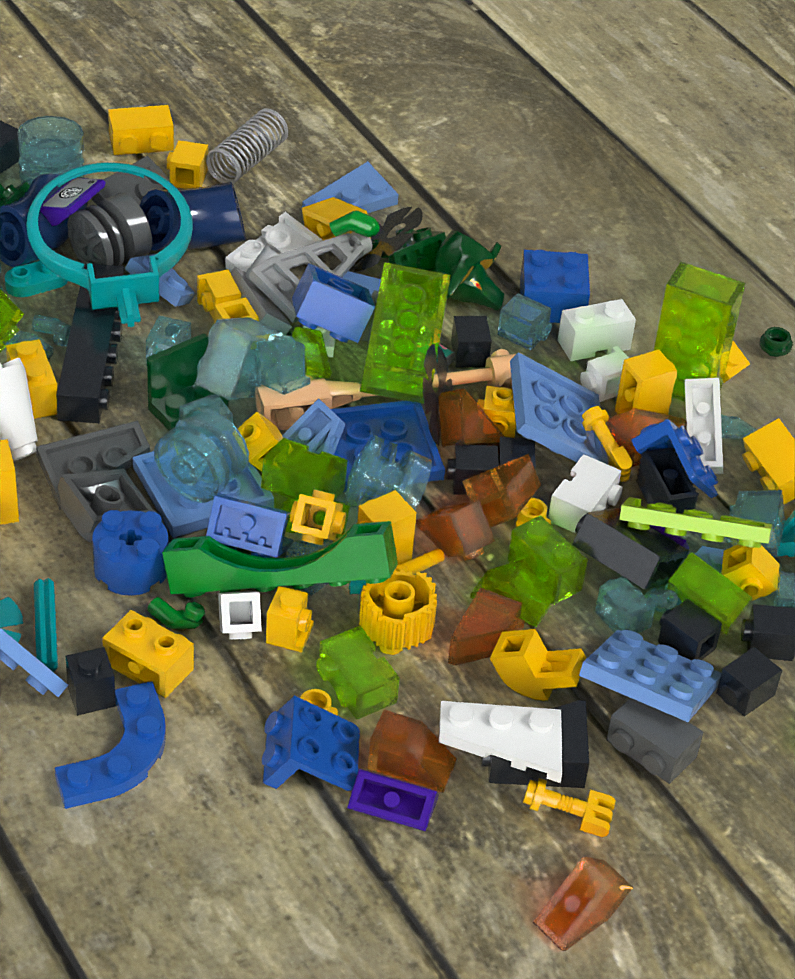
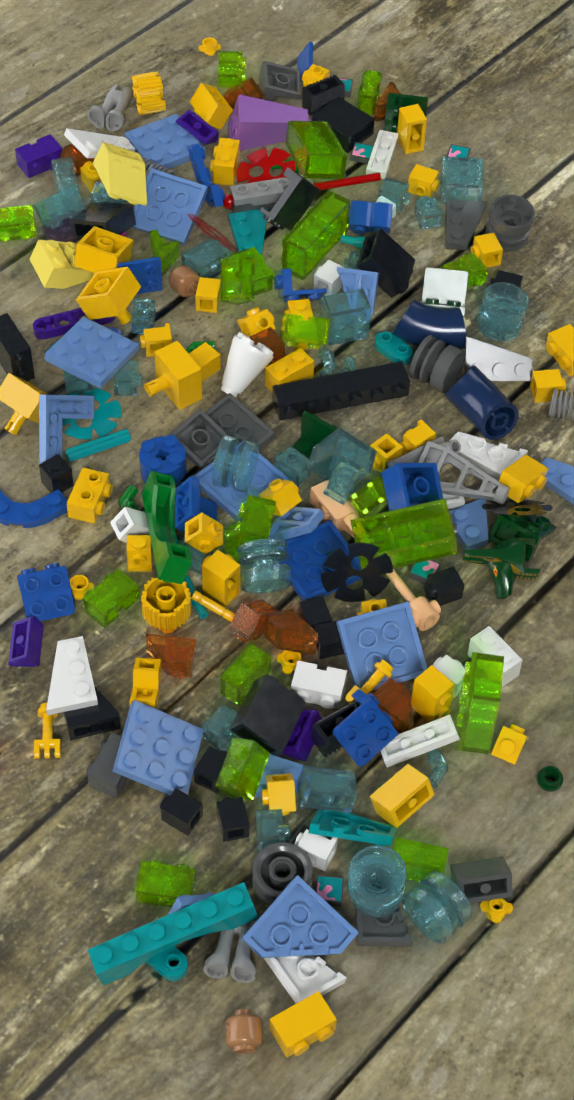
camera: 75 degrees right, 10 degrees up
(70, 199) = (441, 328): slope -> none
(116, 291) = (384, 390): teal brick -> none
(165, 334) = (359, 425): clear light blue brick -> none
(171, 285) = (418, 403): medium blue wing -> none
(356, 222) = (503, 482): green arm -> none
(410, 752) = (56, 627): clear orange slope -> none
(465, 421) = (344, 597): clear orange slope -> none
(520, 584) = (212, 666): clear neon green slope -> none
(524, 321) = (483, 612): clear light blue brick -> none
(555, 280) = (529, 621): blue brick -> none
(748, 532) = (288, 734): wing -> none

